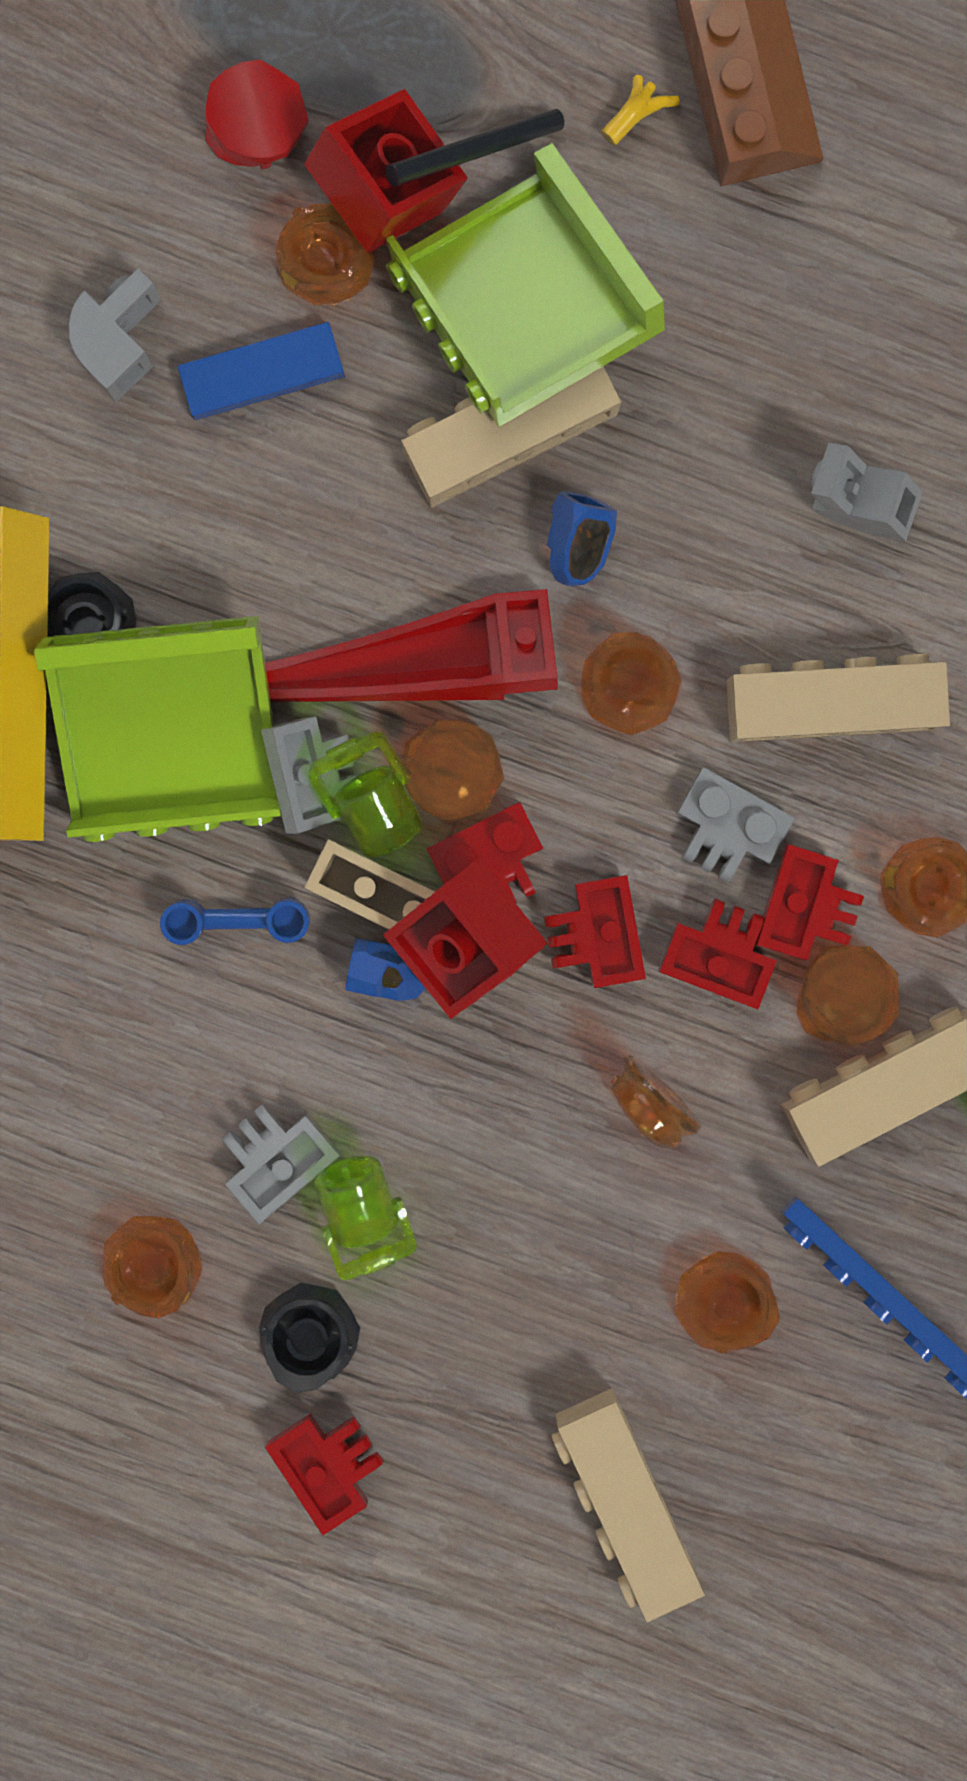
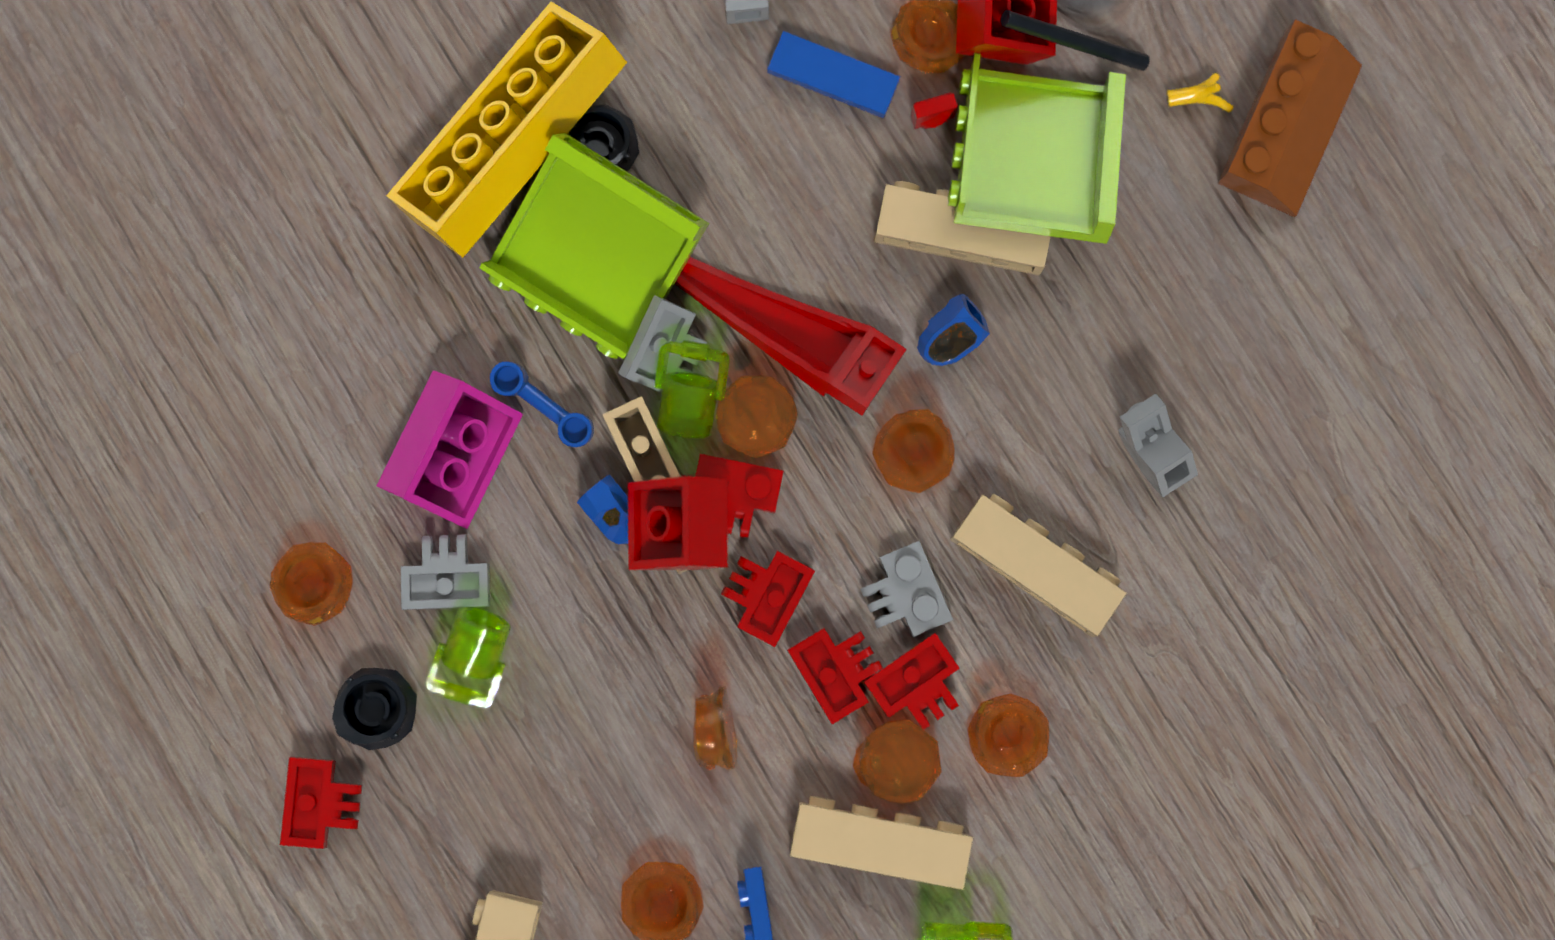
camera: 35 degrees right, 5 degrees down
(181, 1036) = (450, 449): none -> dark pink slope
(390, 330) = (934, 111): none -> red tile

